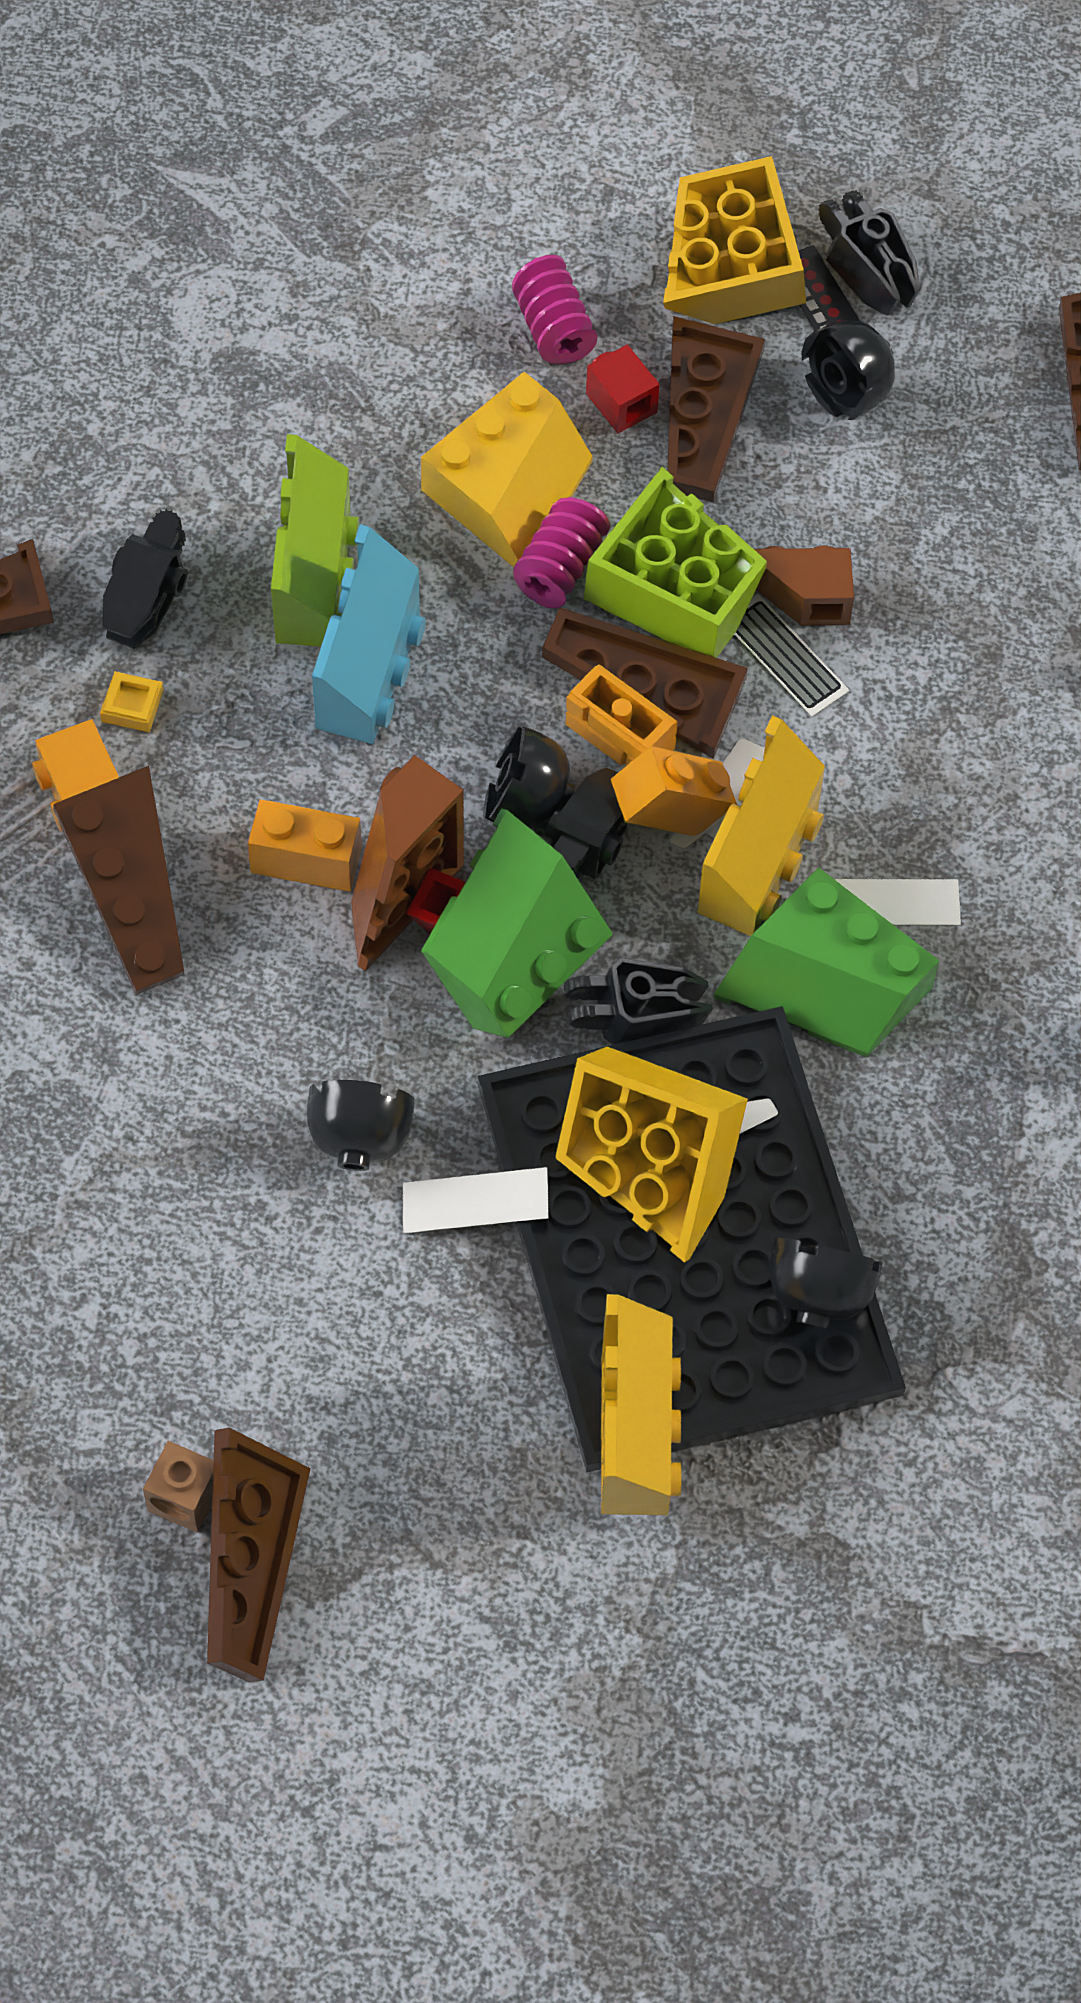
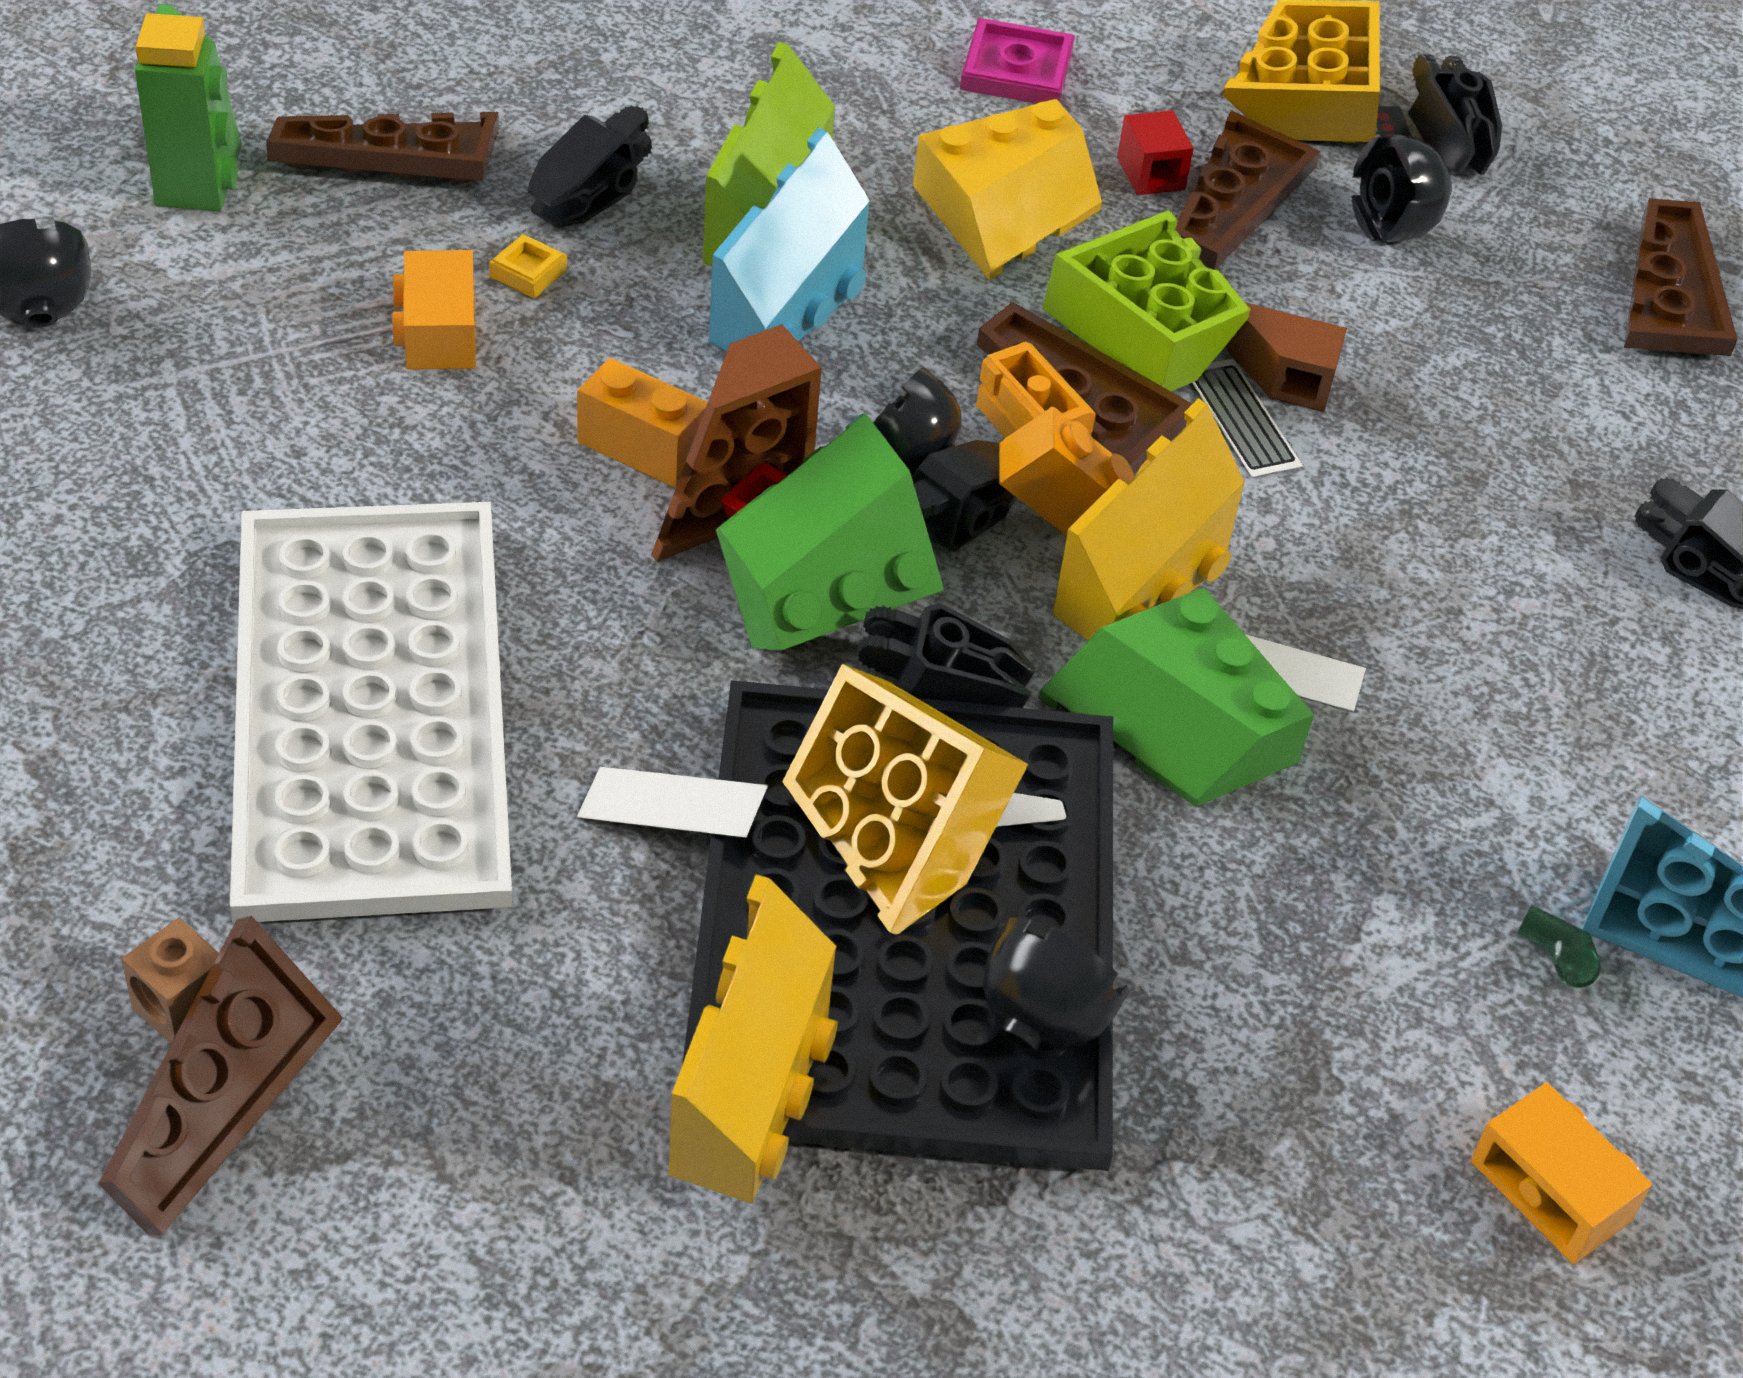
camera: 15 degrees right, 15 degrees down
(125, 869) = (437, 387): reddish brown wing -> none
(206, 1193) = (368, 715): none -> white plate
(358, 1122) = (572, 676): black cylinder -> none
(462, 311) = (1017, 61): none -> dark pink tile
(553, 310) = (1109, 74): dark pink piece -> none
(560, 551) = (1023, 259): dark pink piece -> none

